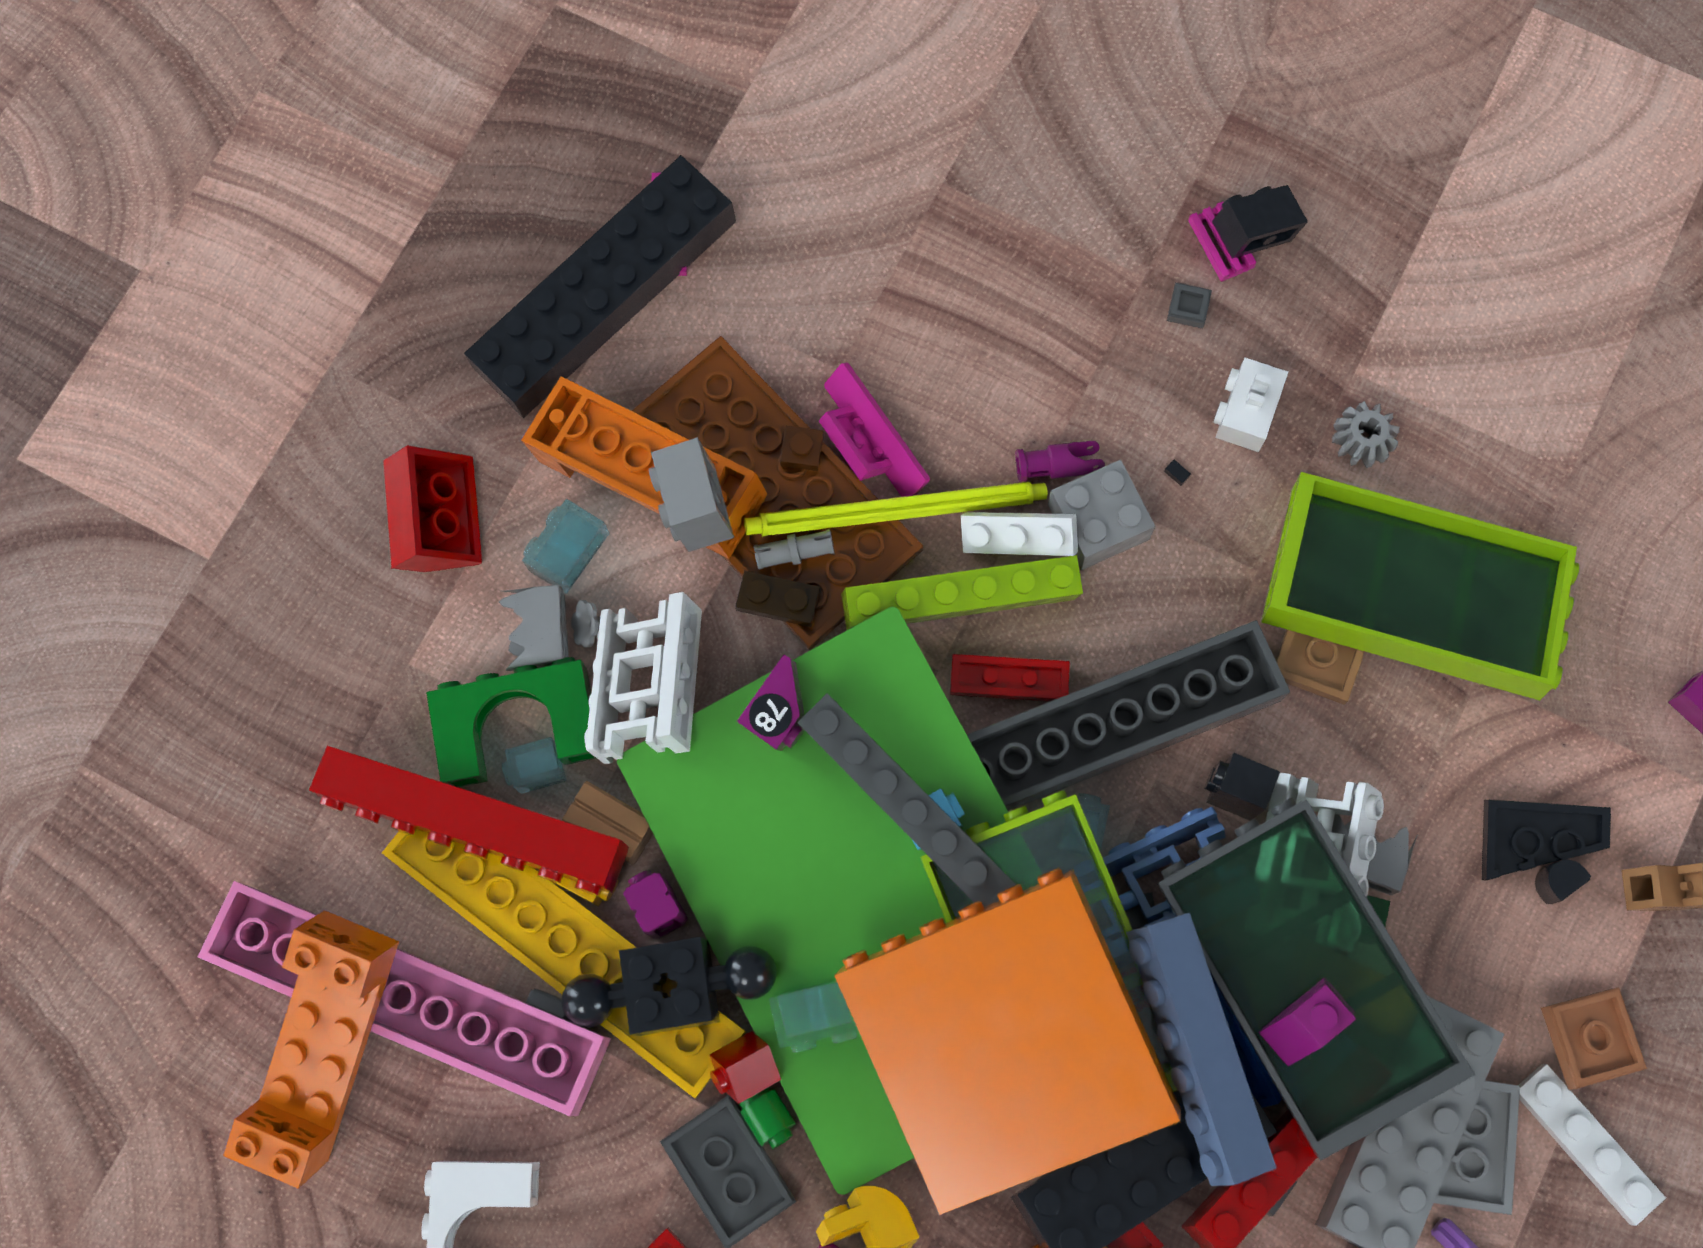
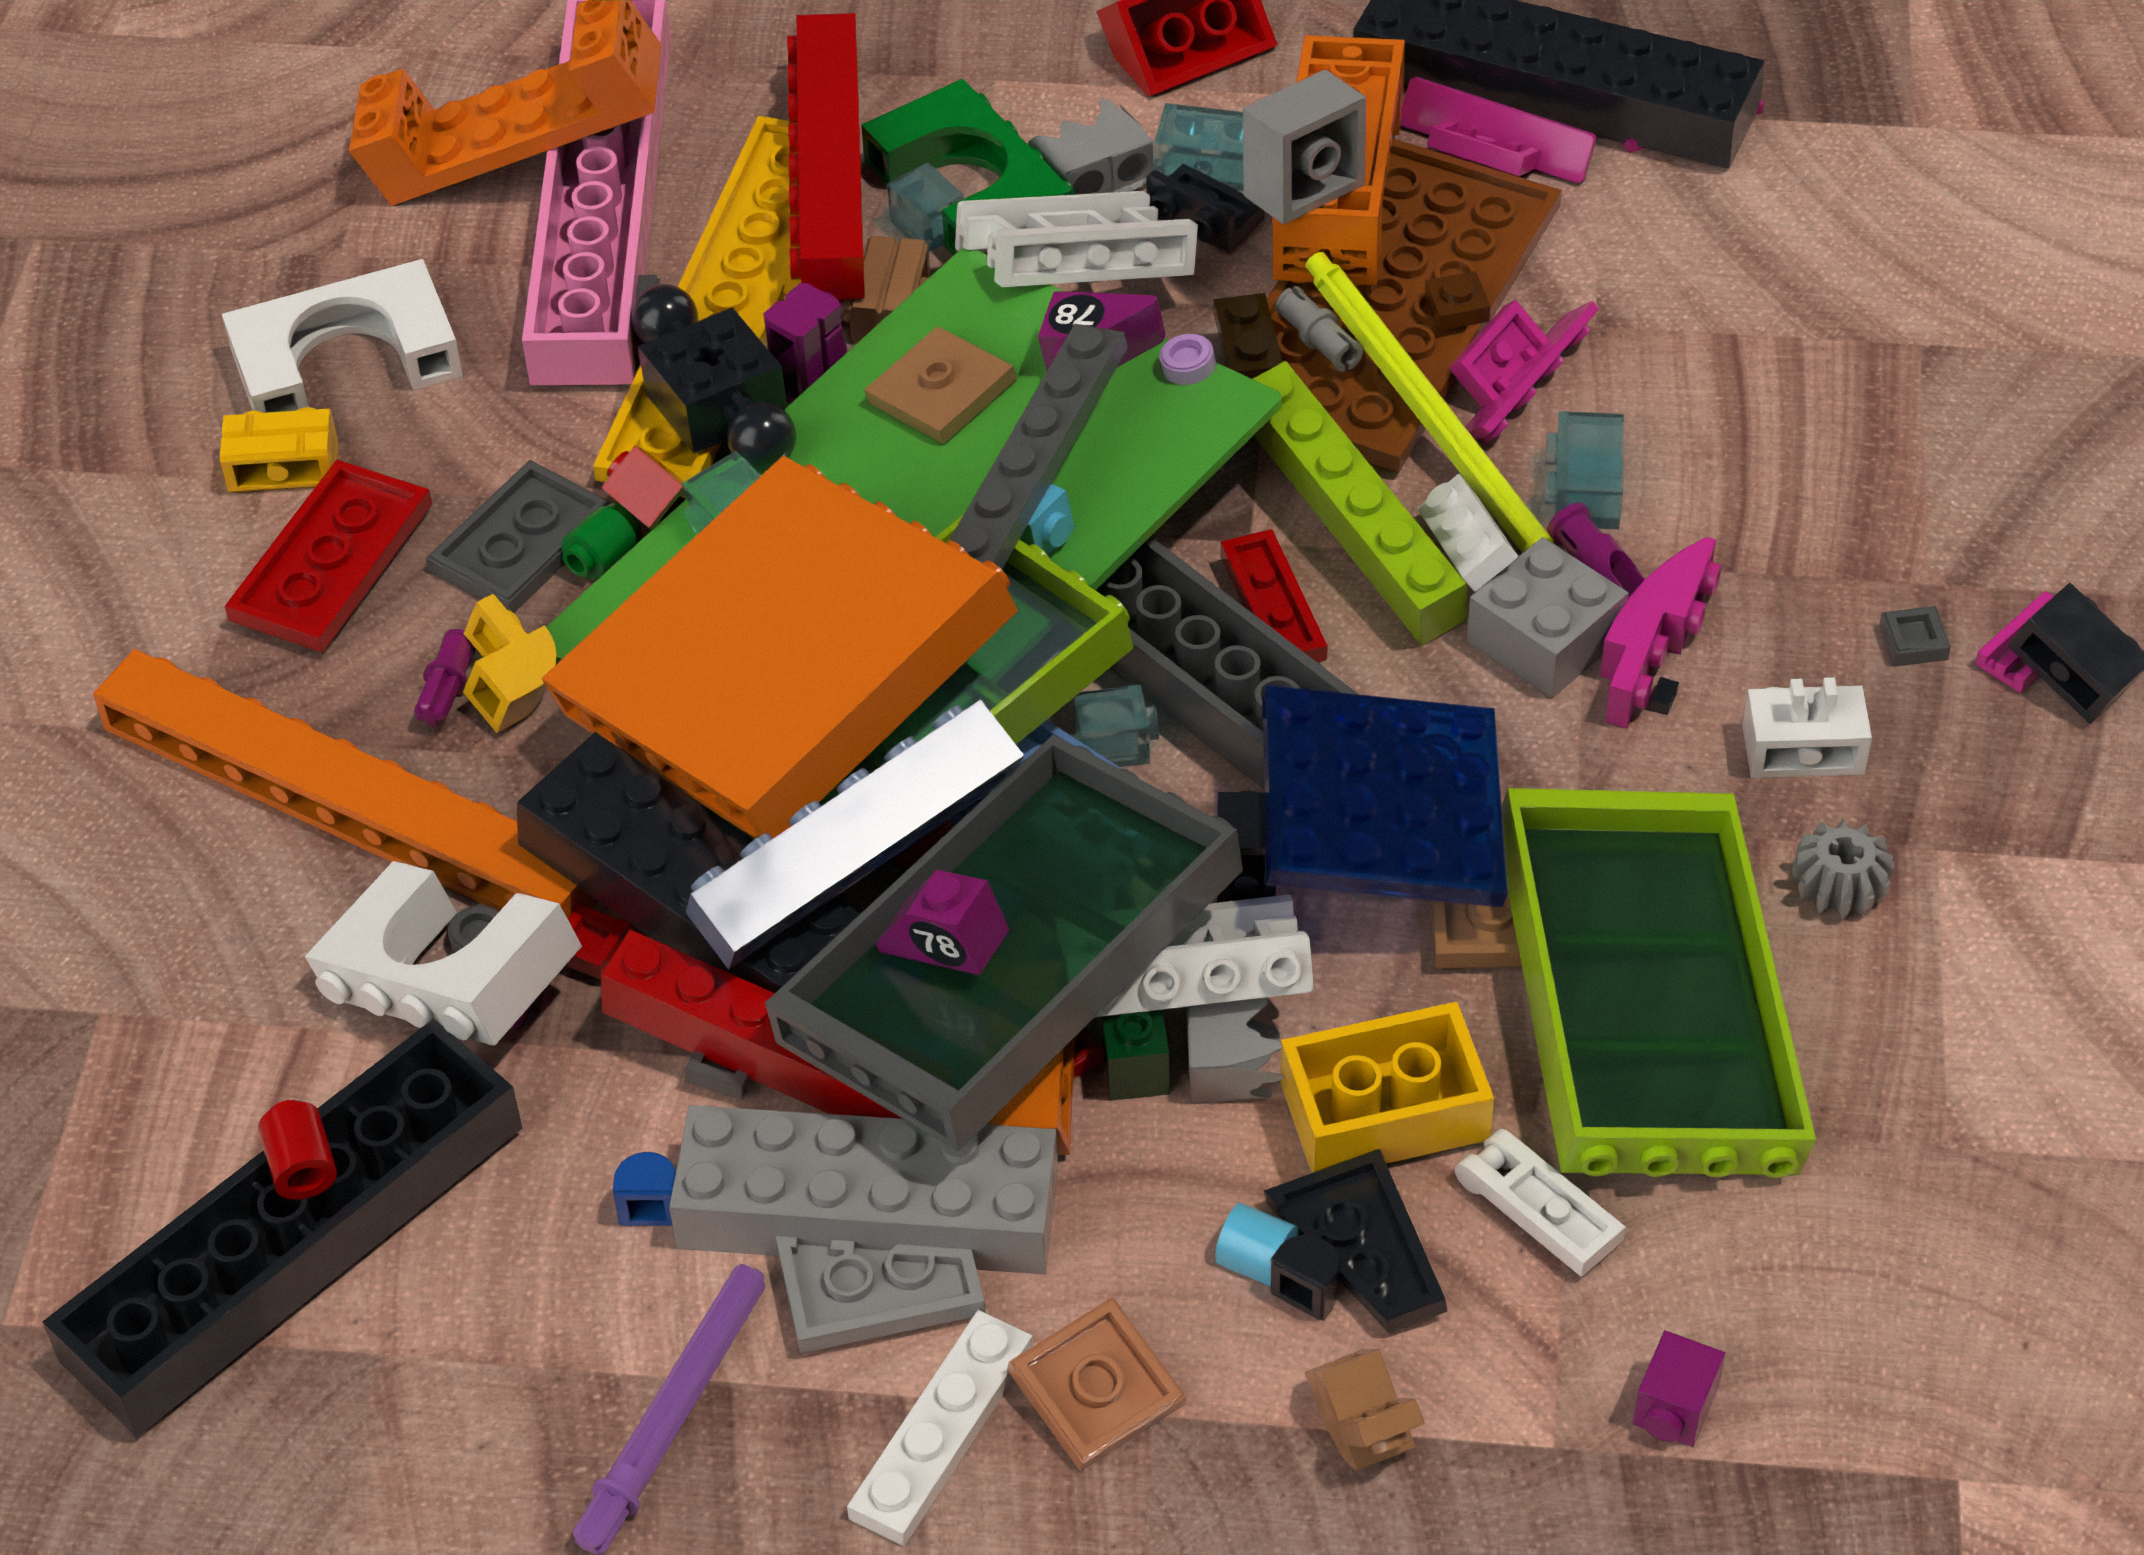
camera: 65 degrees right, 25 degrees down
(623, 574) = (1219, 210): none -> black bracket
(647, 354) = (1495, 133): none -> dark pink bracket
(755, 828) = (940, 384): none -> medium nougat plate
(828, 654) = (1187, 359): none -> lavender tile
(980, 433) = (1587, 465): none -> clear light blue brick
(1123, 439) = (1655, 622): none -> dark pink slope
(1257, 688) = (1382, 797): none -> clear blue plate
(1450, 777) = (1387, 1086): none -> yellow brick
(1519, 898) = (1250, 1241): none -> medium azure brick
(1547, 719) = (1541, 1201): none -> white plate

